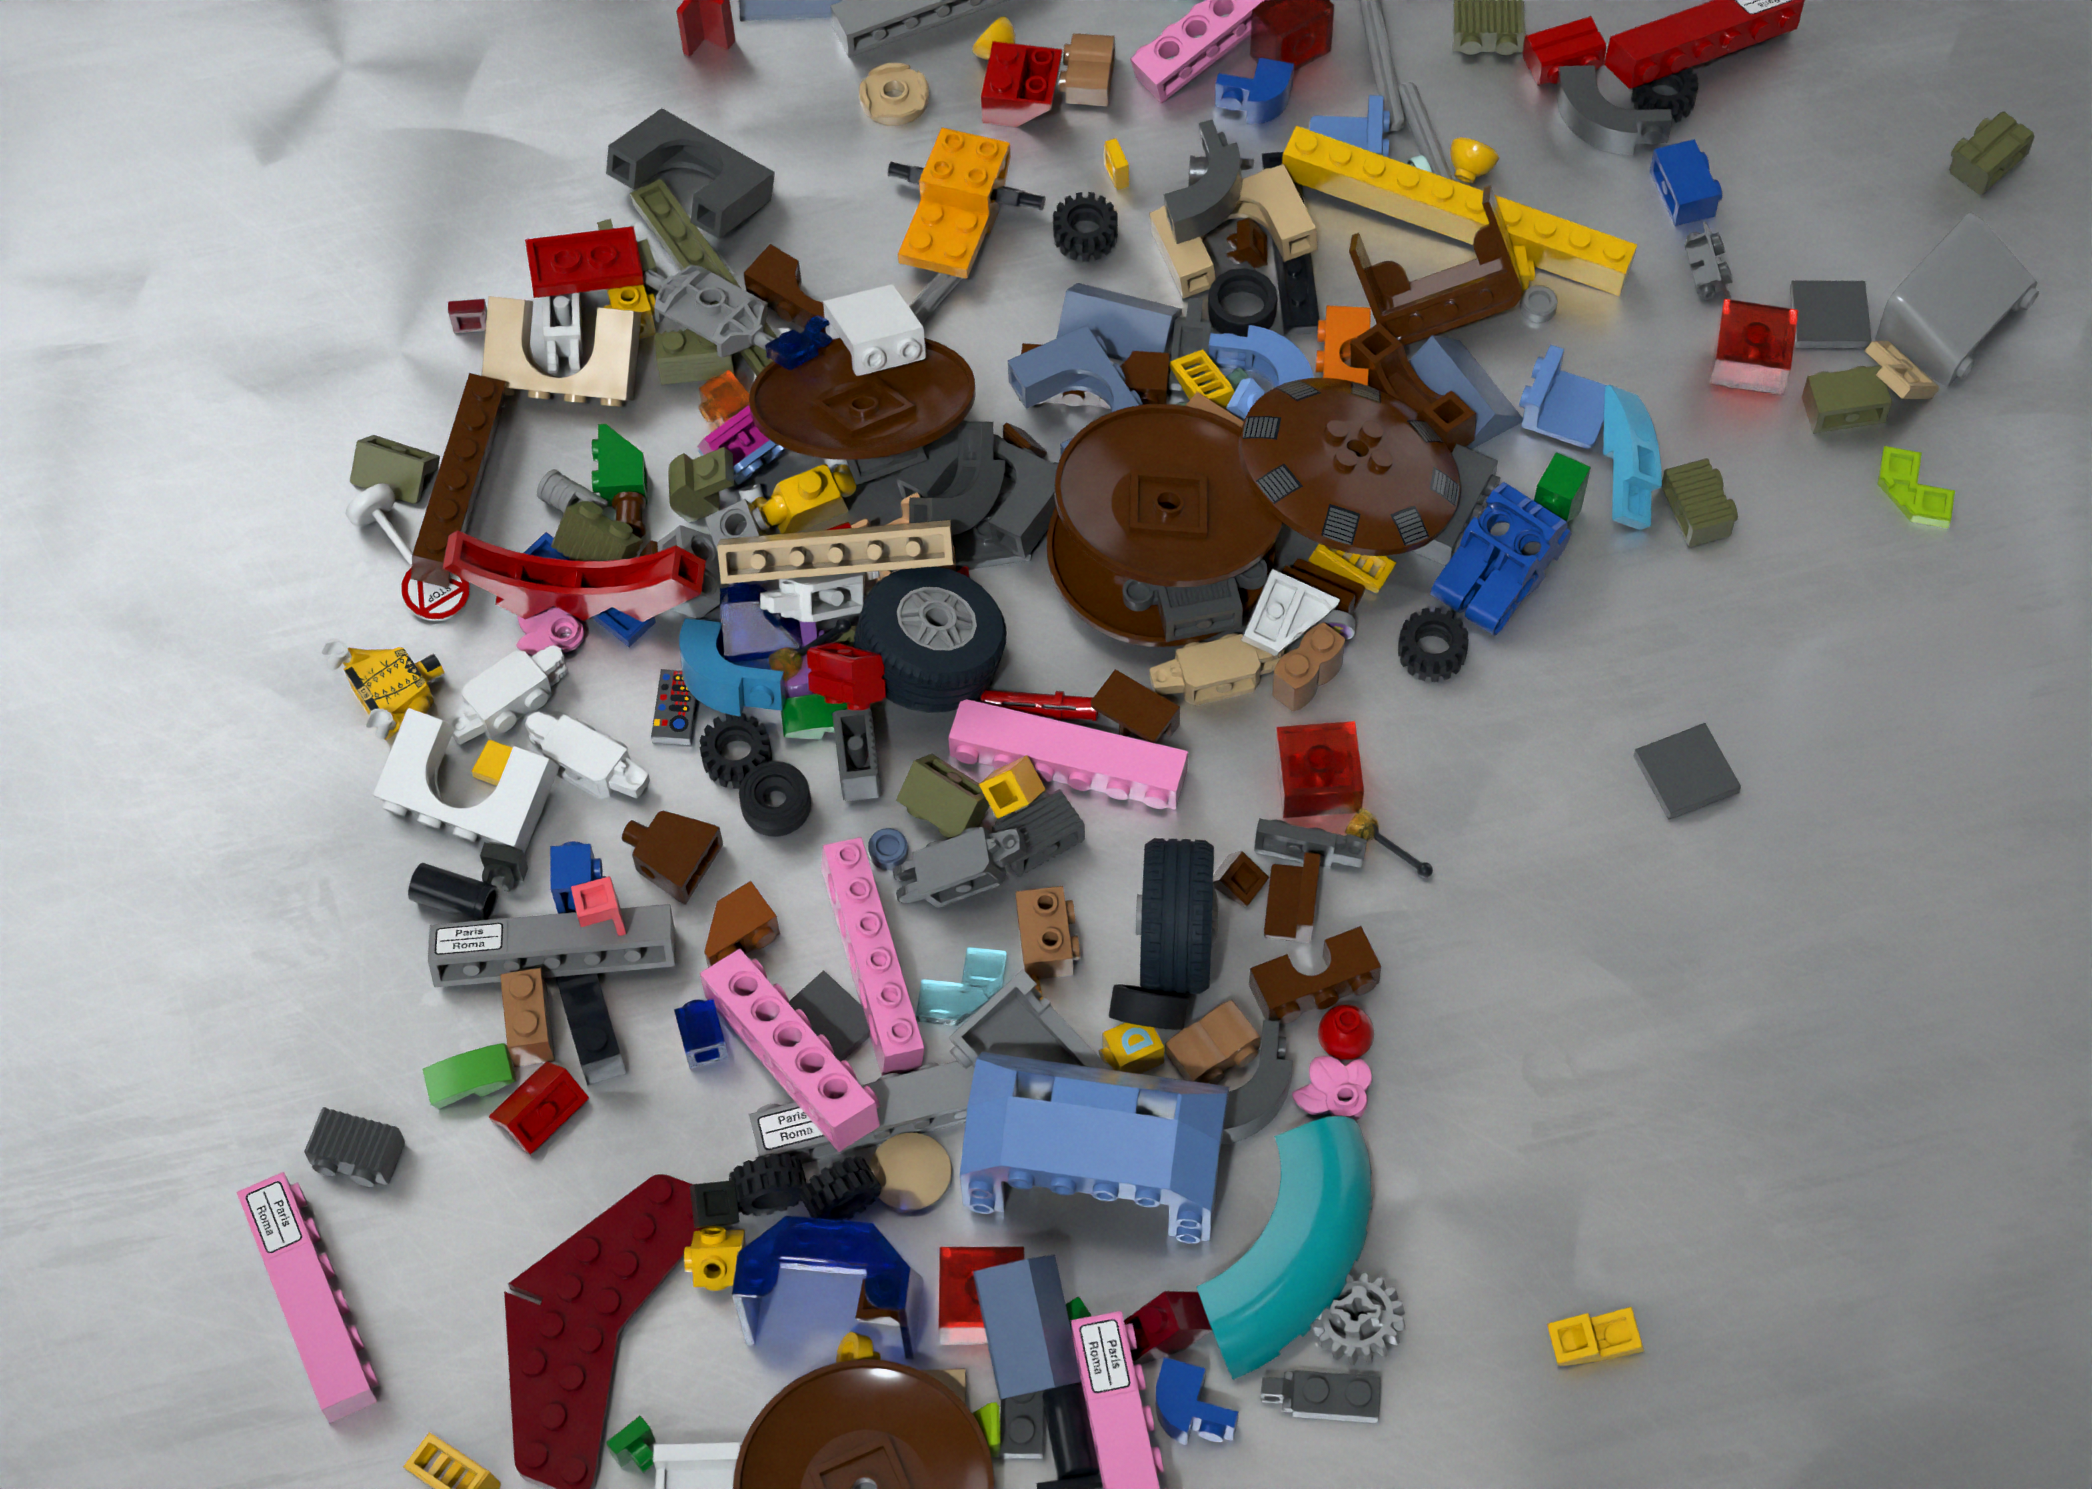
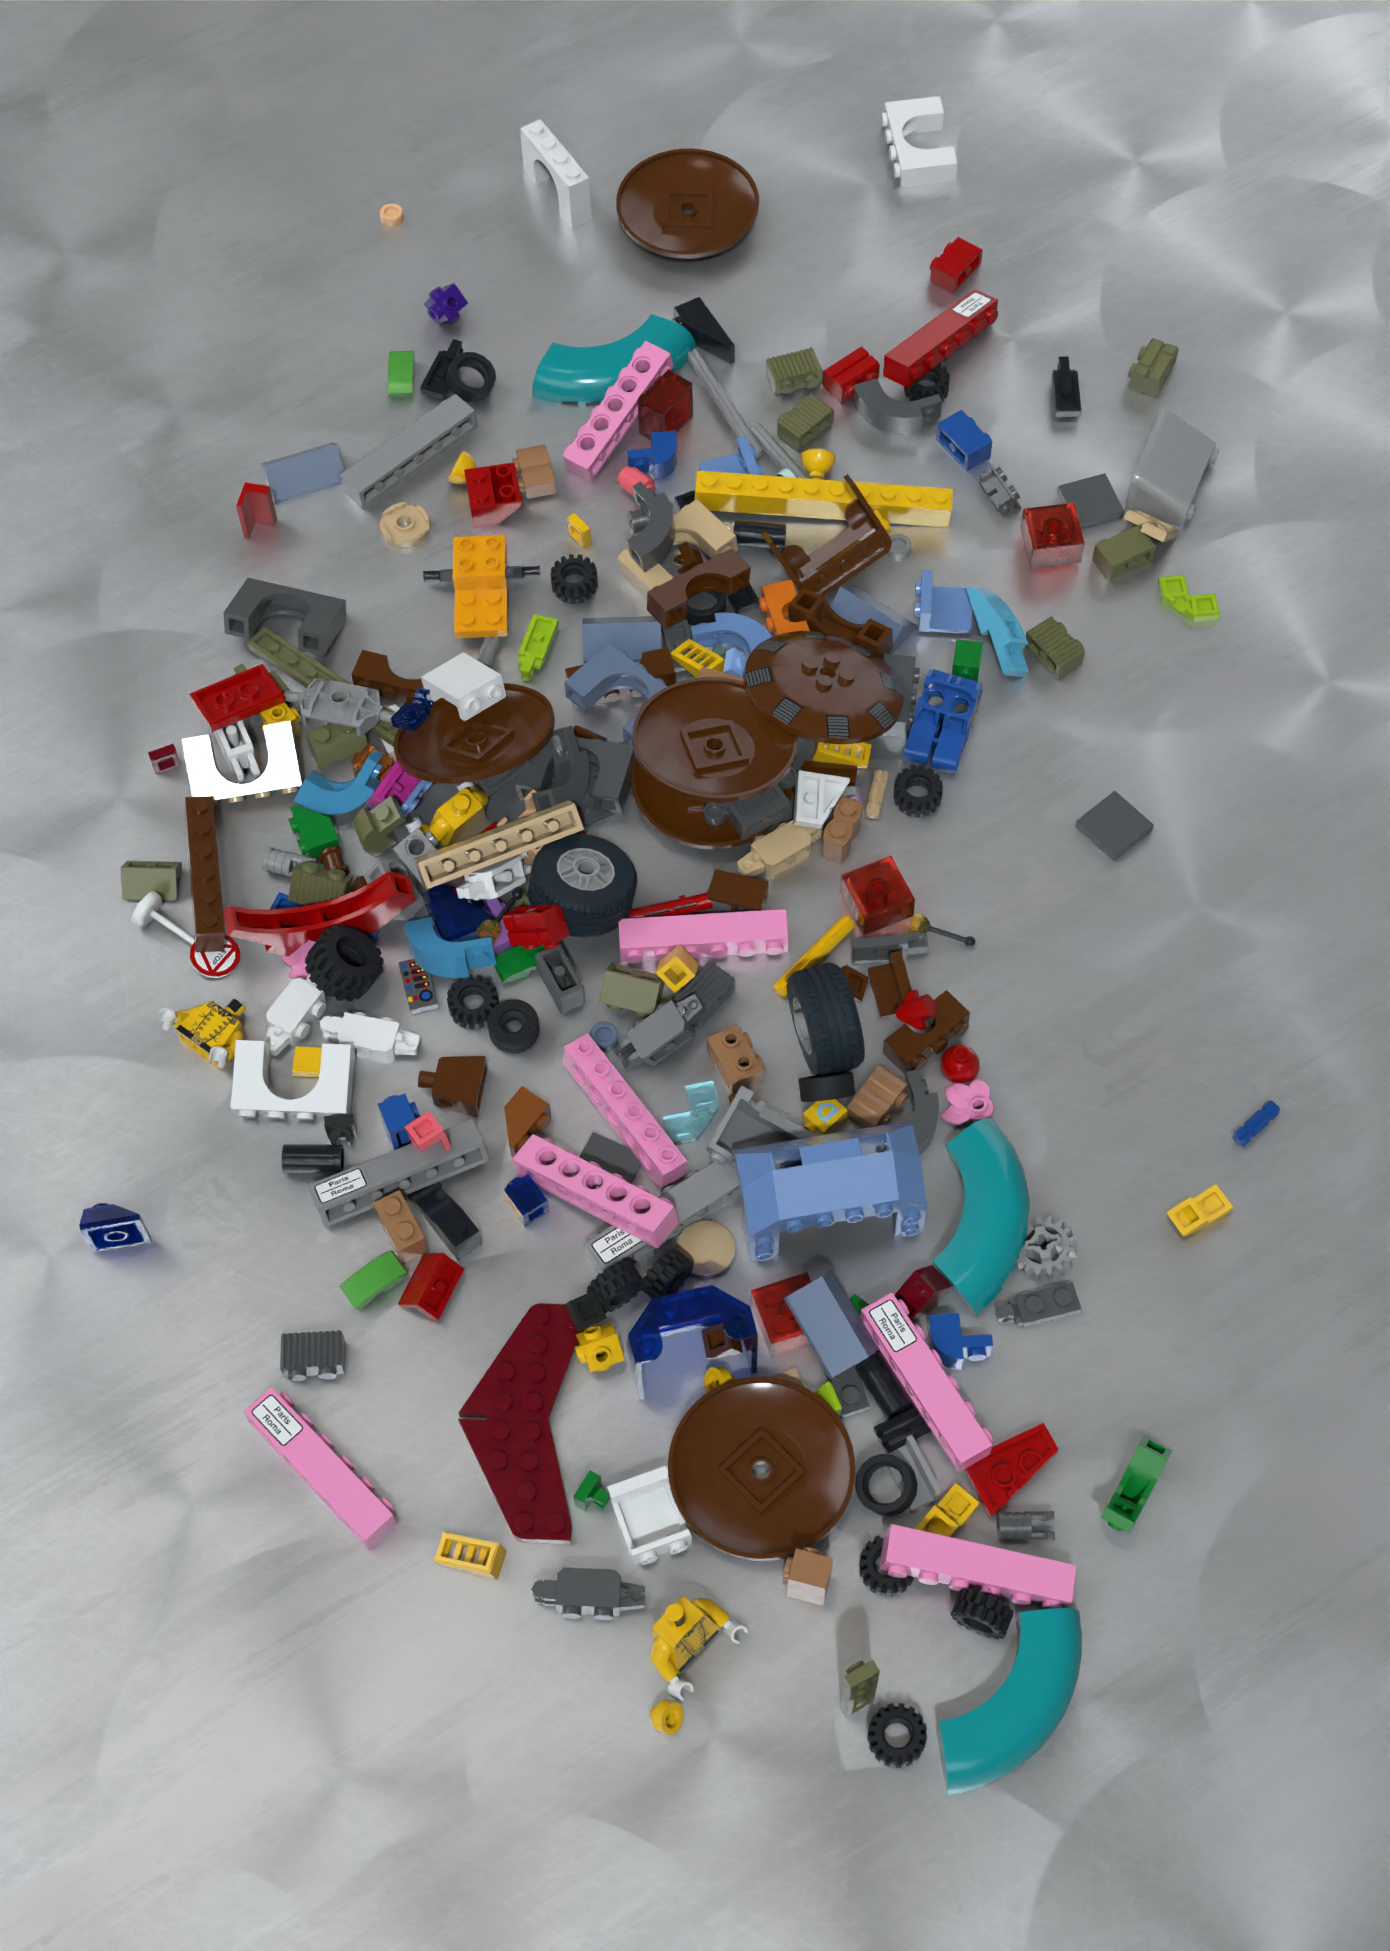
camera: 20 degrees left, 0 degrees up
(167, 902) = (112, 1227): none -> clear blue slope
(566, 662) = (344, 962): none -> black tyre
(662, 429) = (340, 797): none -> dark azure arch
(1001, 301) = (536, 645): none -> lime hinge
(1220, 817) = (816, 952): none -> yellow axle
(1224, 119) = (631, 476): none -> coral brick
(1278, 274) = (722, 574): none -> reddish brown arch
(1307, 940) = (916, 1009): none -> red piece
(1337, 228) = (750, 534): none -> black pin
(1376, 632) = (876, 794): none -> tan axle
(1475, 98) = (804, 422): none -> olive brick
(1722, 1241) = (1256, 1123): none -> blue axle
(1855, 151) = (1066, 390): none -> black hinge

